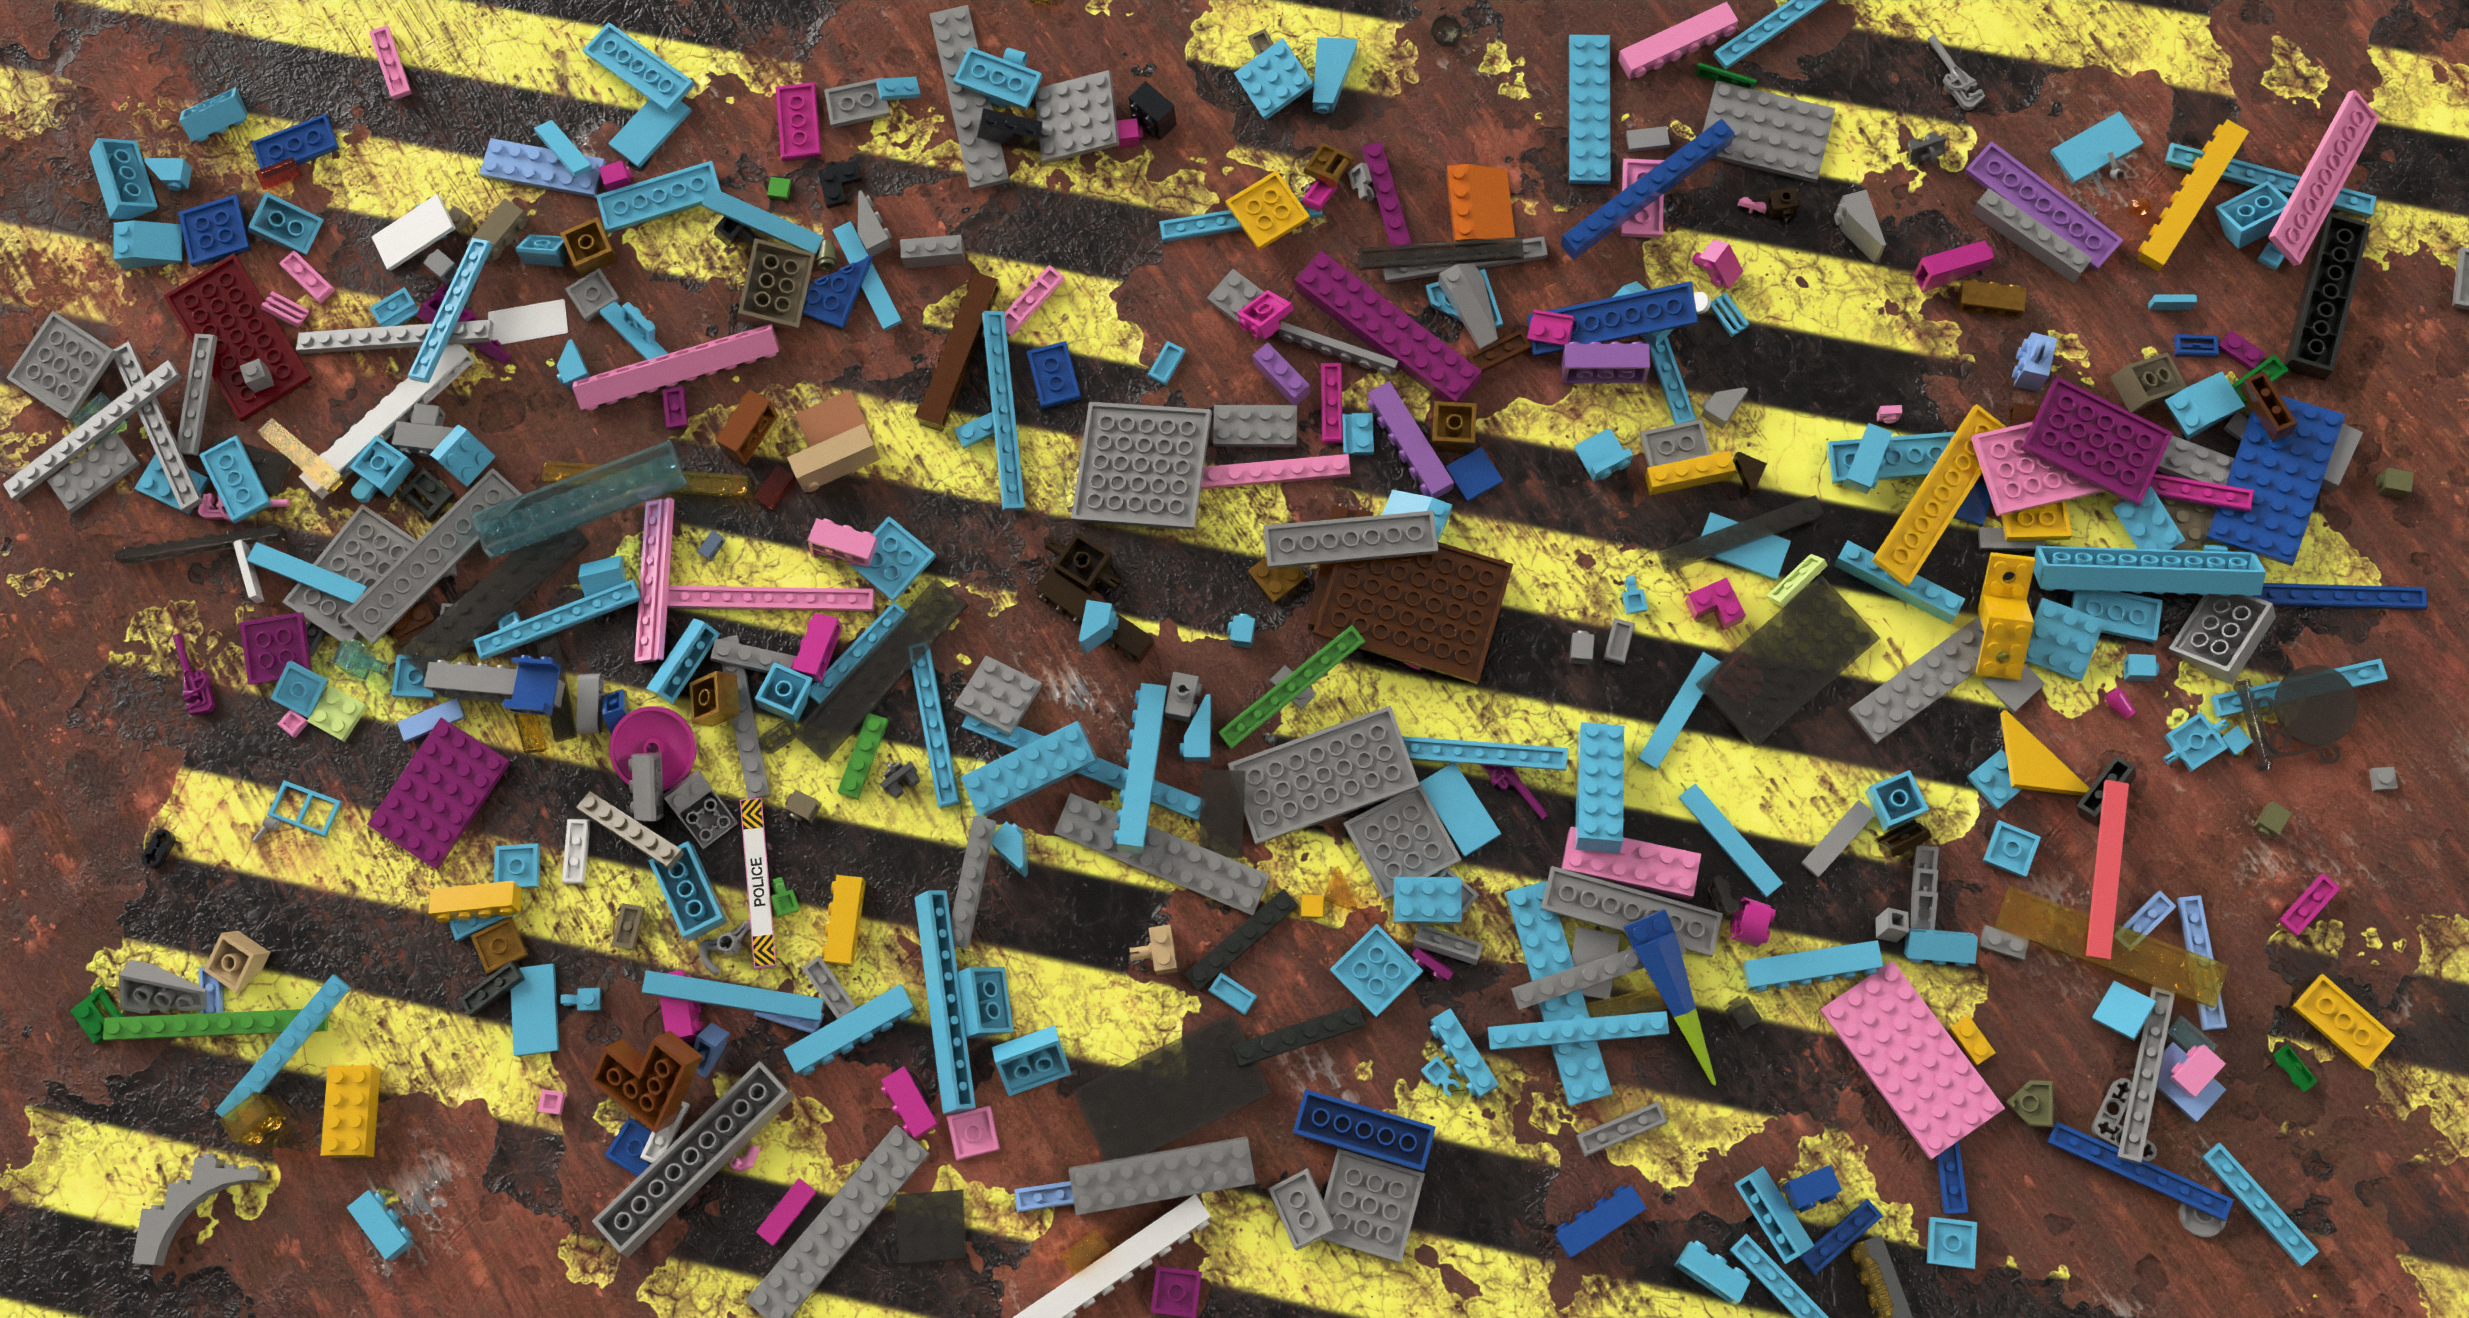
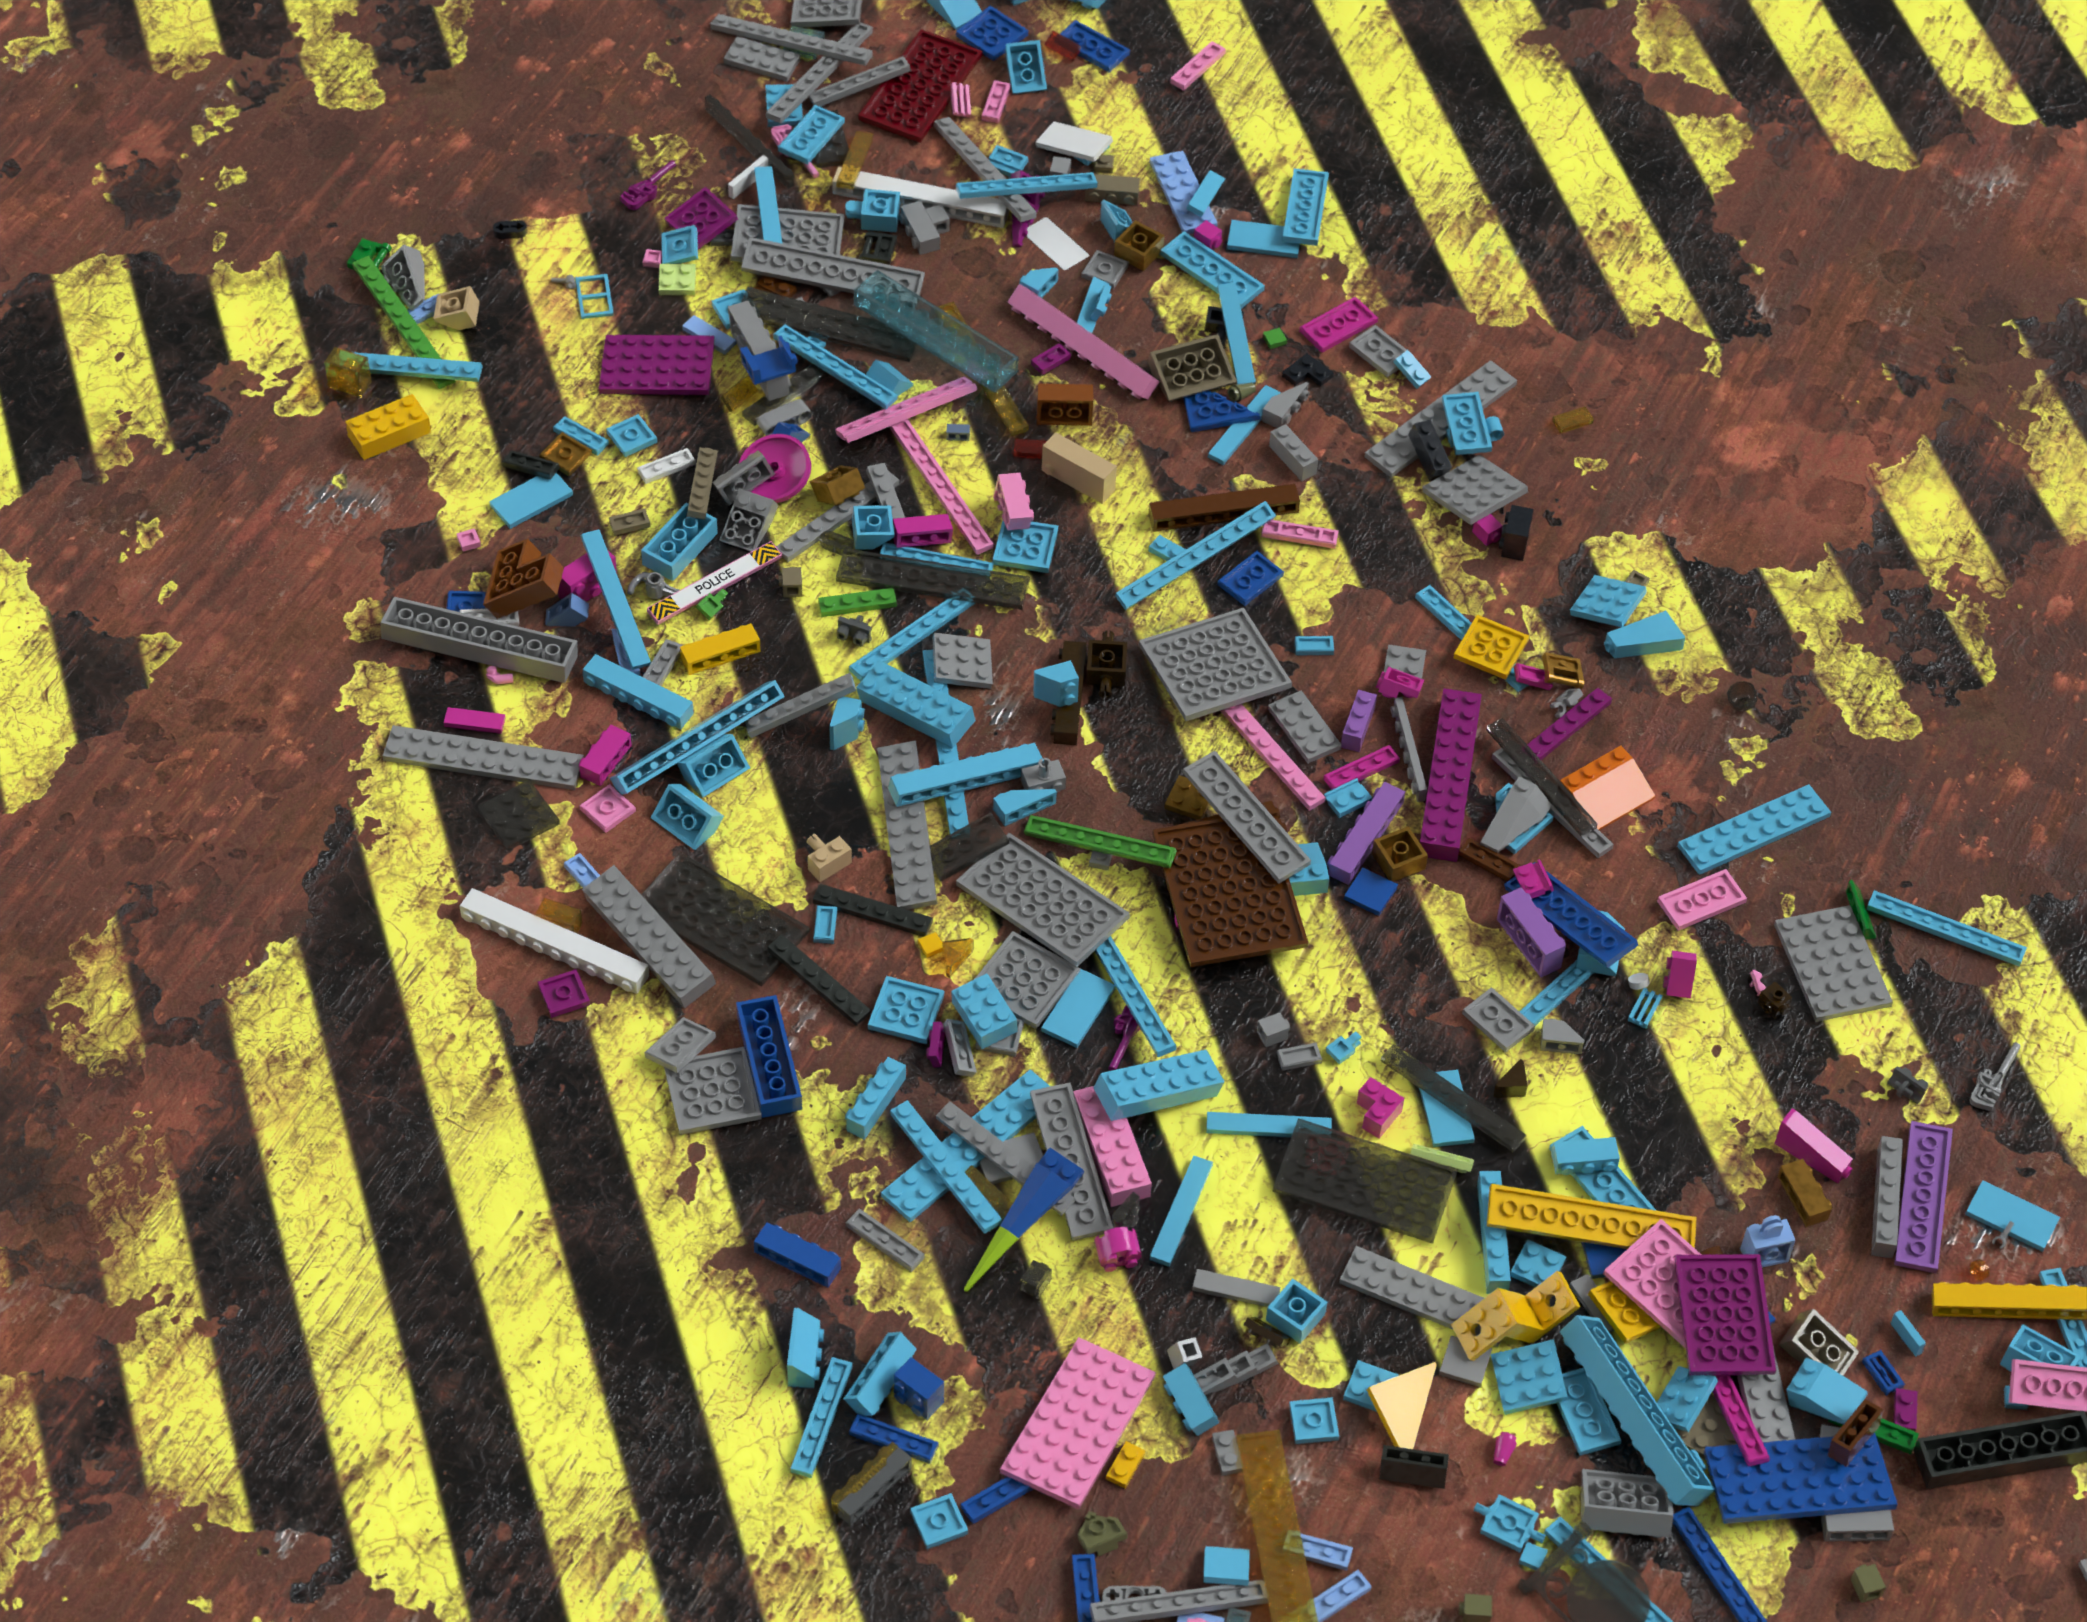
camera: 50 degrees right, 20 degrees down
(160, 1222) = (267, 364): light grey arch -> none
(256, 375) = (897, 105): light grey brick -> none
(357, 659) = (723, 265): clear light blue brick -> none
(381, 1224) = (316, 484): medium azure brick -> none
(462, 455) = (921, 249): medium azure brick -> none
(475, 901) = (589, 421): yellow brick -> none
(587, 999) = (557, 524): medium azure plate -> none
(683, 661) = (854, 454): medium azure brick -> none
(831, 418) = (1125, 459): nougat piece -> none
(1241, 631) = (1125, 793): medium azure brick -> none
(1437, 1073) = (848, 1089): medium azure plate -> none
(1603, 455) = (1451, 971): medium azure bracket -> none
(1647, 139) = (1759, 881): light grey tile -> none
(1647, 189) = (1708, 892): blue brick -> none
(1678, 40) = (1864, 861): bright pink brick -> none
(1689, 473) = (1480, 1038): yellow brick -> none
(1812, 965) = (1111, 1314): medium azure brick -> none
(1860, 225) = (1800, 1058): light grey slope -> none
(1889, 414) = (1641, 1161): bright pink plate -> none
(1948, 564) = (1536, 1264): none -> medium azure plate
(2107, 869) = (1339, 1488): coral tile -> none
(2140, 667) = (1546, 1450): medium azure brick -> none

